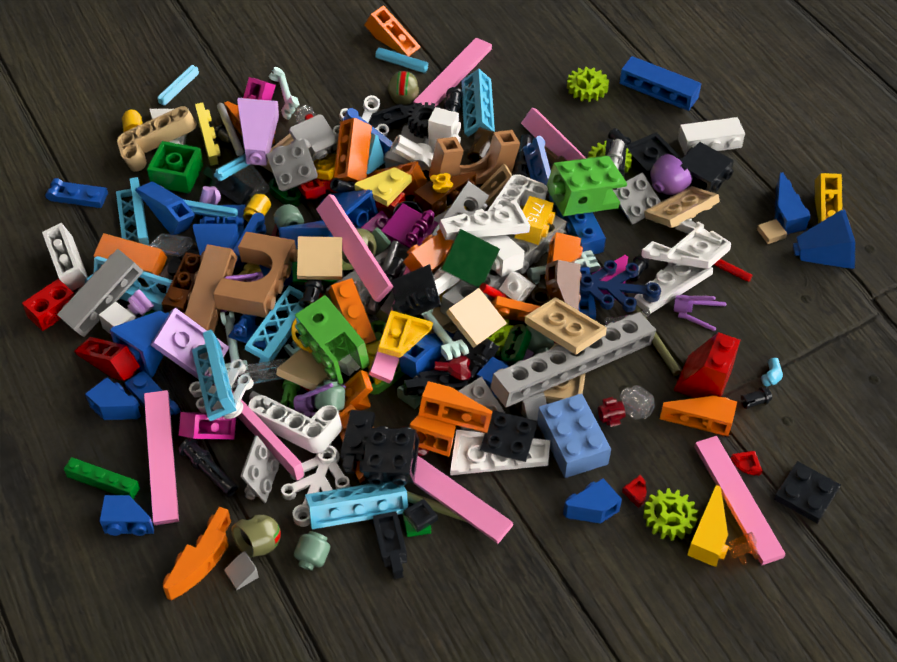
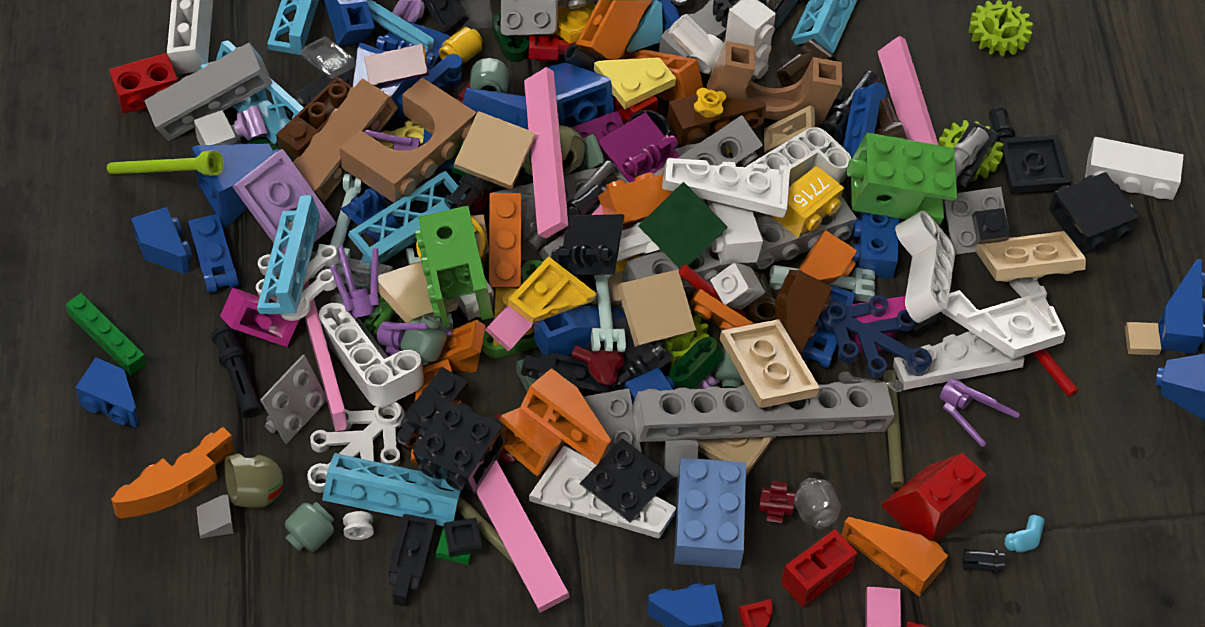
camera: 20 degrees right, 5 degrees up
(109, 357) = (186, 188): red slope -> none
(127, 334) = (207, 163): none -> lime piece
(146, 257) = (282, 62): orange brick -> none
(161, 458) = (186, 335): bright pink tile -> none
(226, 229) = (397, 65): none -> tile
(272, 388) = (357, 301): none -> medium lavender plant
(344, 536) = (358, 525): none -> white bush
(626, 232) = (930, 265): none -> white beam
(648, 197) = (990, 225): none -> black plate
(660, 83) = (1103, 63): blue brick -> none
(661, 442) = (818, 568): none -> red brick
(669, 176) = (1034, 206): medium lavender cylinder -> none

